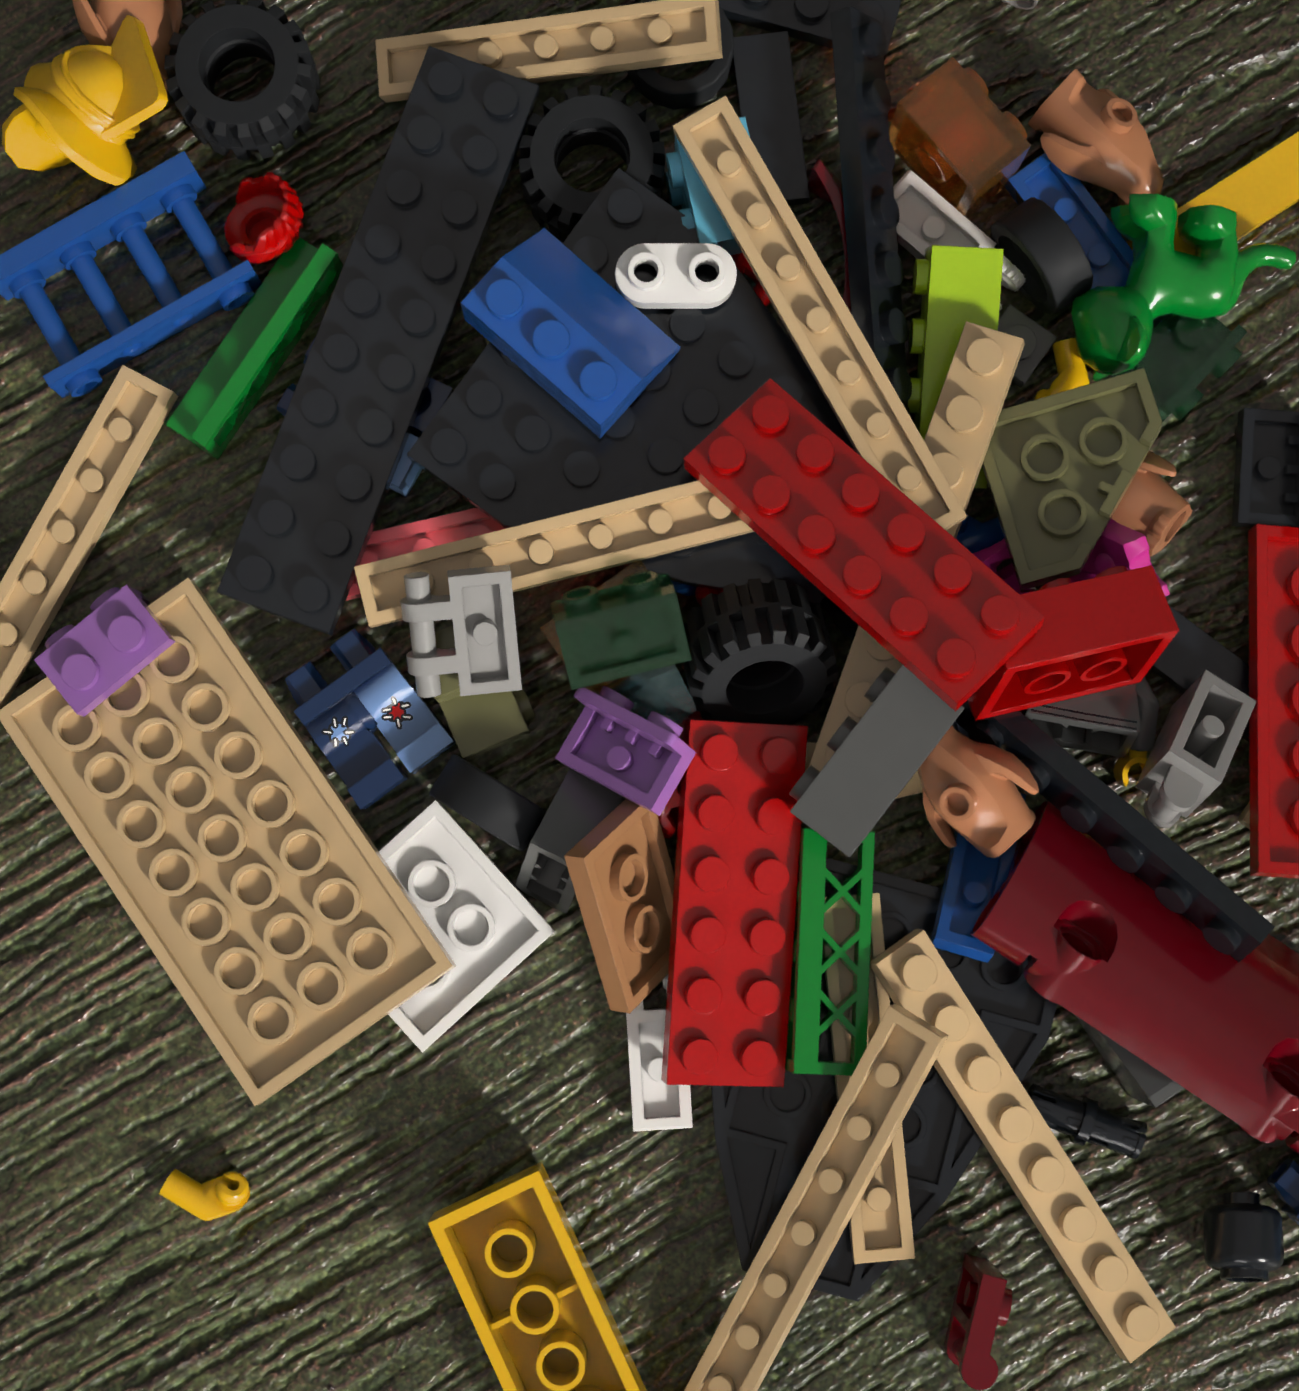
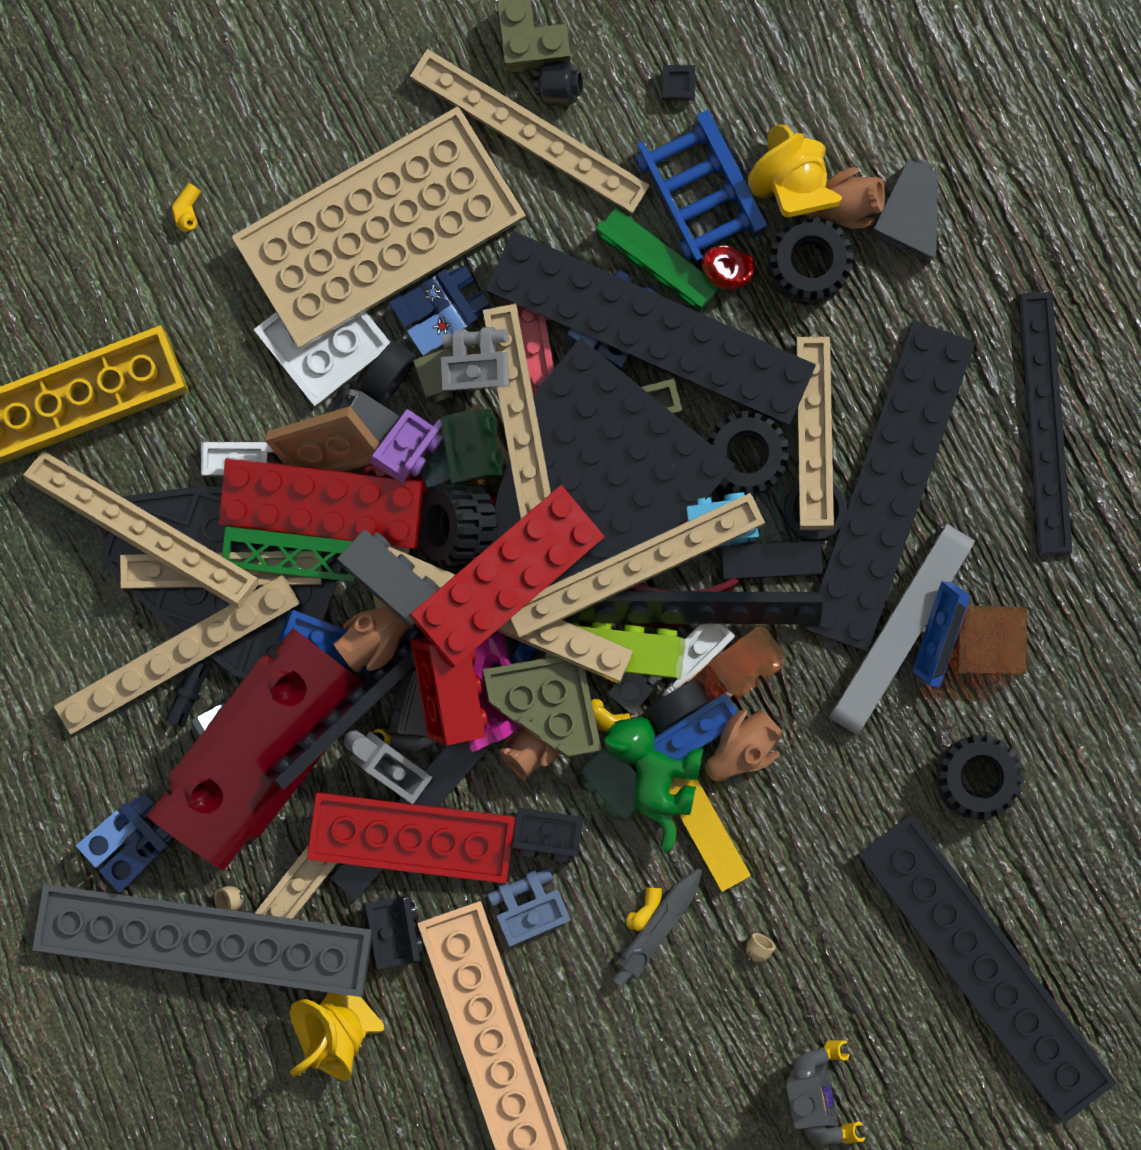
camera: 100 degrees right, 0 degrees up
(104, 648) = (488, 168): medium lavender bracket -> none
(568, 330) = (640, 429): blue slope -> none
(676, 280) = (668, 490): white plate -> none
(977, 1309) = (92, 623): dark red plate -> none
(1243, 1238) = (116, 775): black head -> none

